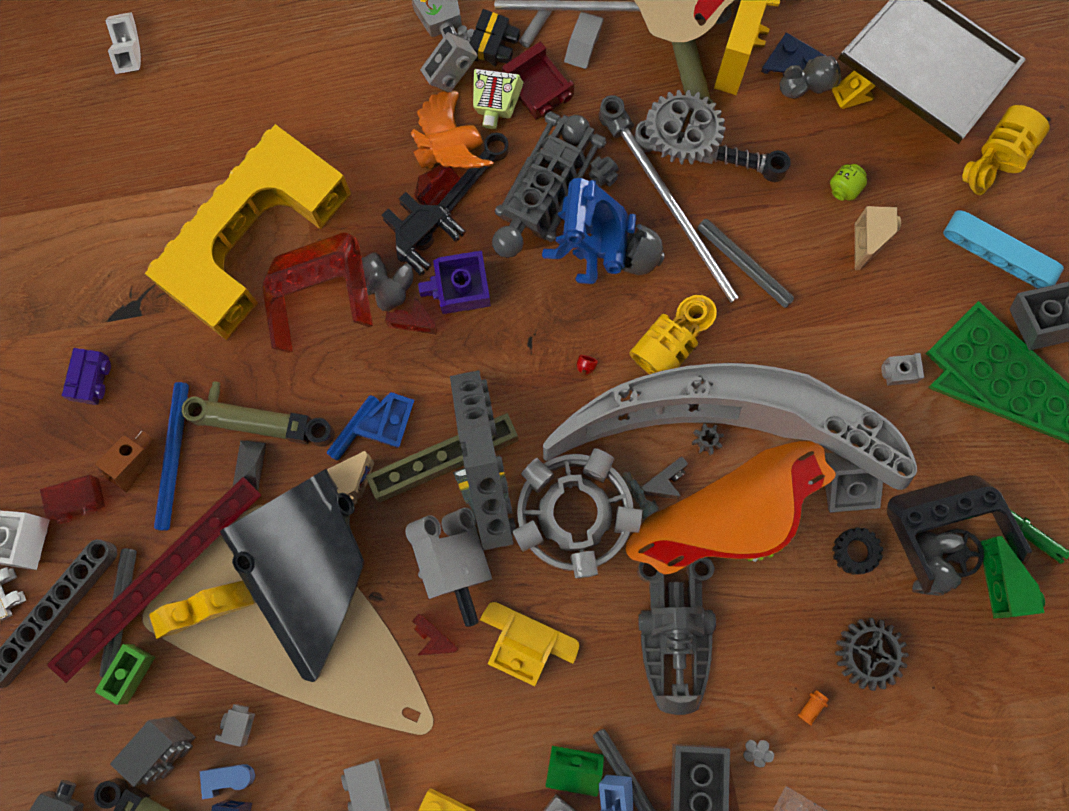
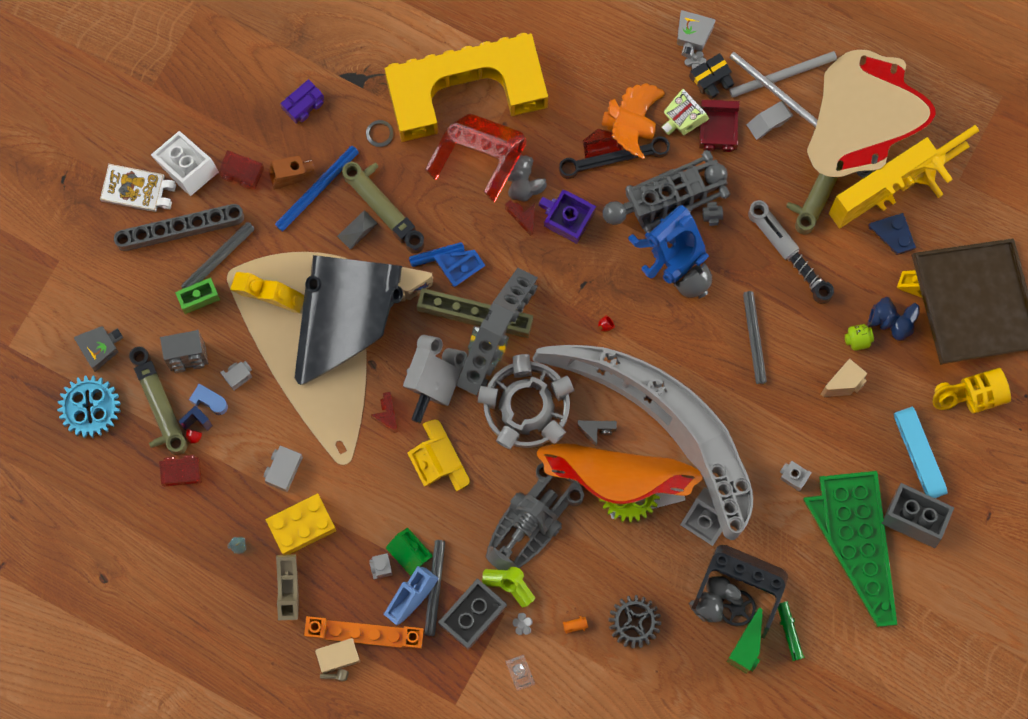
camera: 35 degrees right, 0 degrees up
(153, 580) = (255, 254): dark red plate -> none
(200, 362) = (383, 143): none -> dark grey piece
(417, 228) = (569, 162): black connector -> none
(448, 62) = (670, 72): light grey brick -> none
(620, 125) = (747, 192): flat silver piece -> none
(647, 507) = (573, 436): clear light blue piece -> none
(663, 118) = (791, 238): light grey gear -> none
(670, 341) = (665, 350): yellow cylinder -> none
(710, 719) = (511, 582): none -> lime piece
(711, 433) = (638, 420): dark grey gear -> none
(818, 75) = (895, 255): dark grey animal -> none
(855, 140) = (887, 316): none -> dark blue animal
(873, 547) = (676, 546): black tyre -> none

